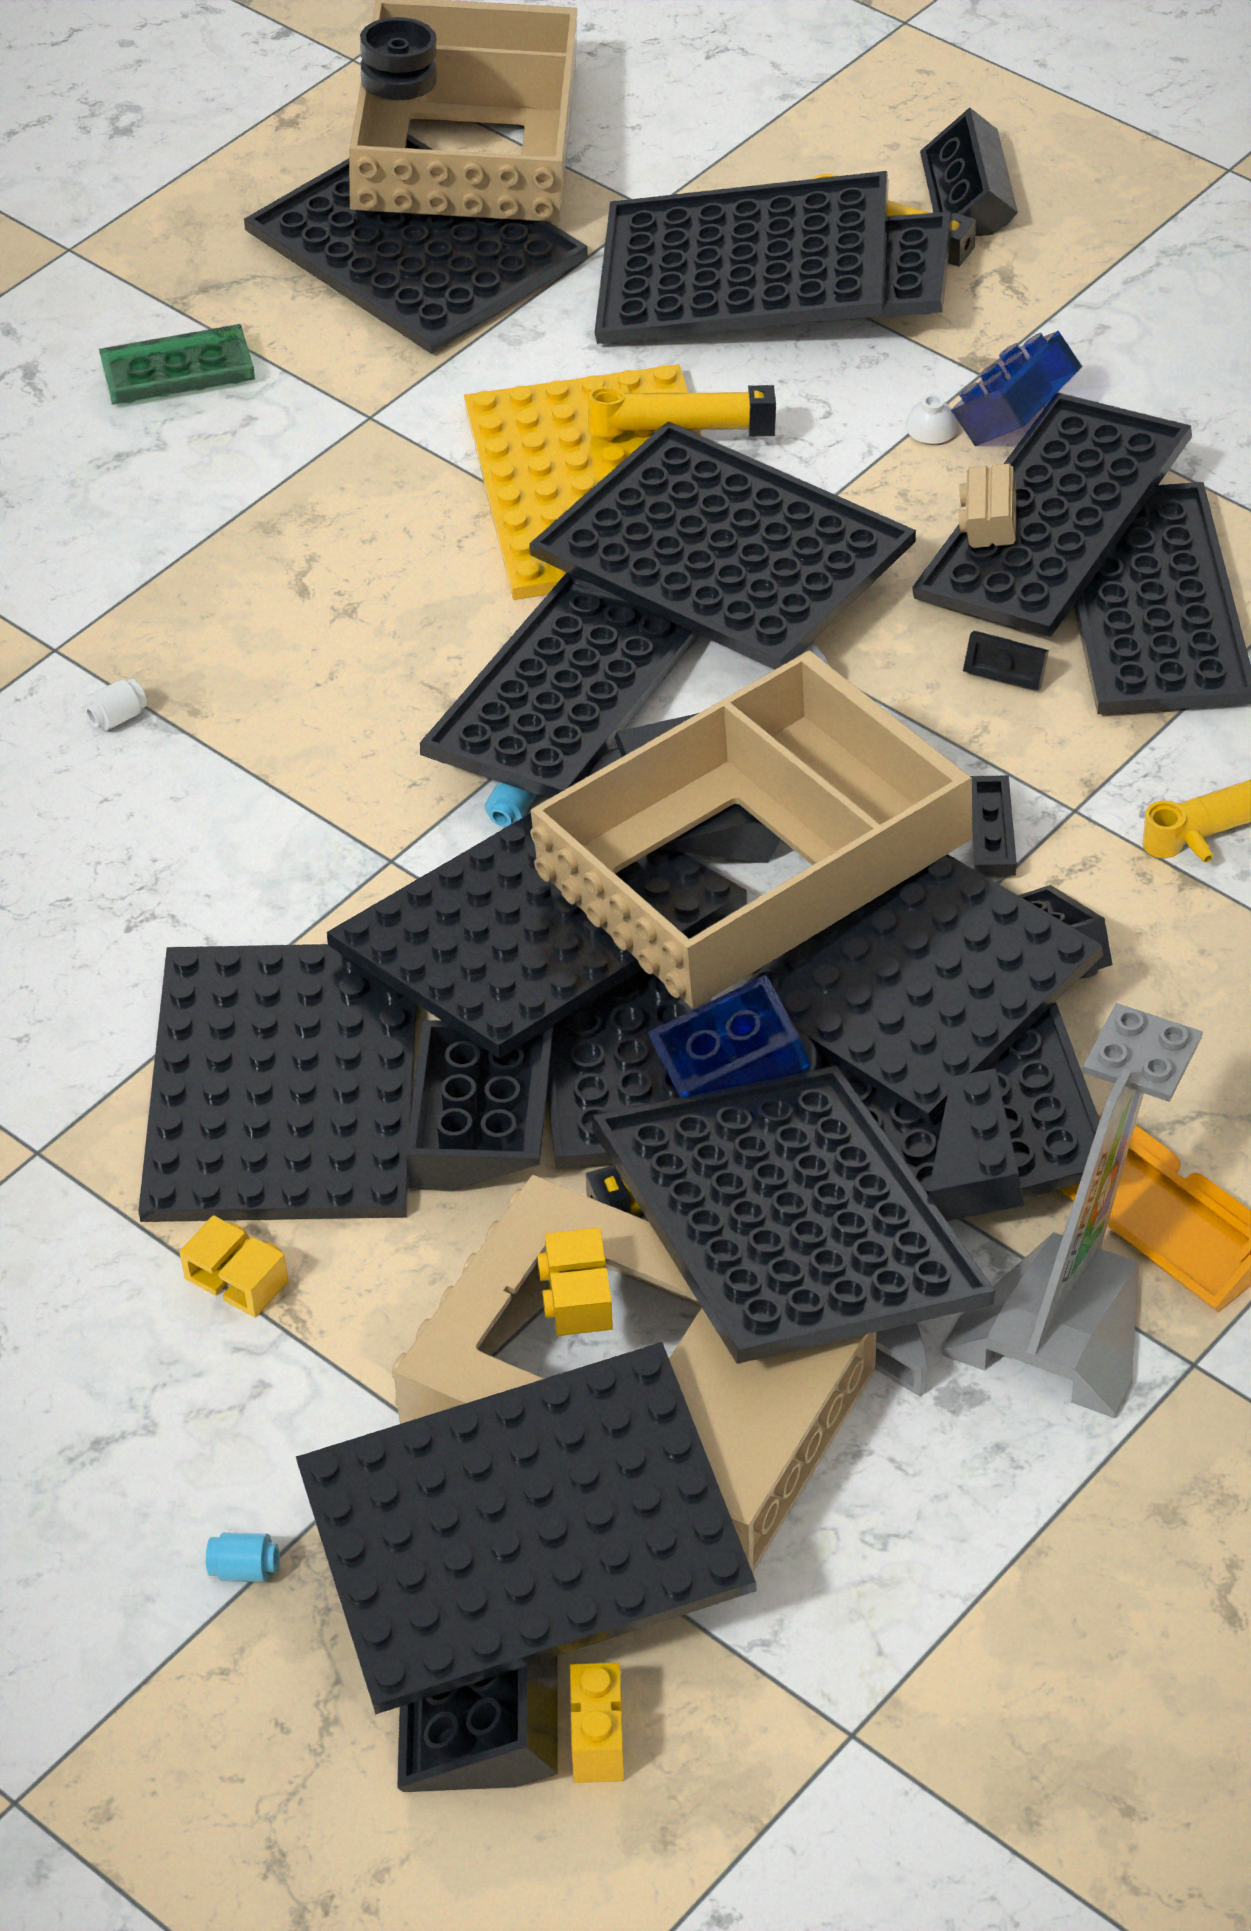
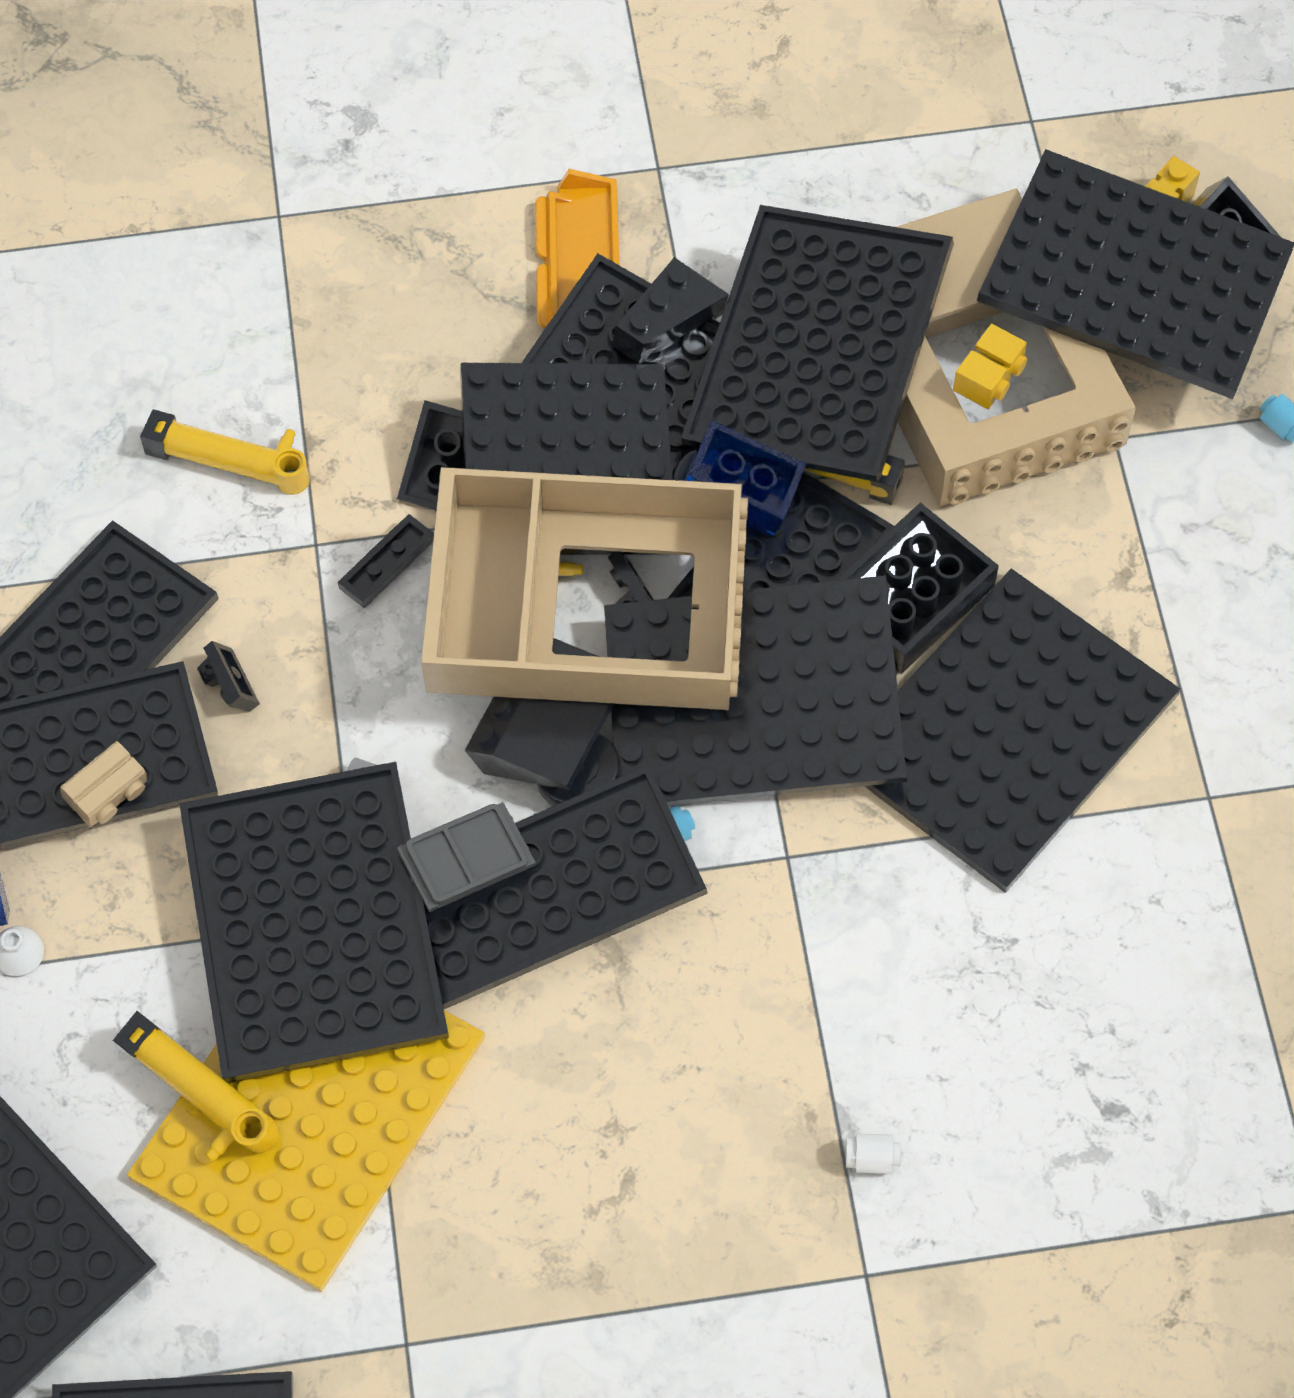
camera: 140 degrees left, 15 degrees up
(225, 1255) = (1151, 609): yellow piece -> none
(644, 644) = (465, 855): none -> dark grey piece
(1069, 1299) = (654, 212): light grey piece -> none

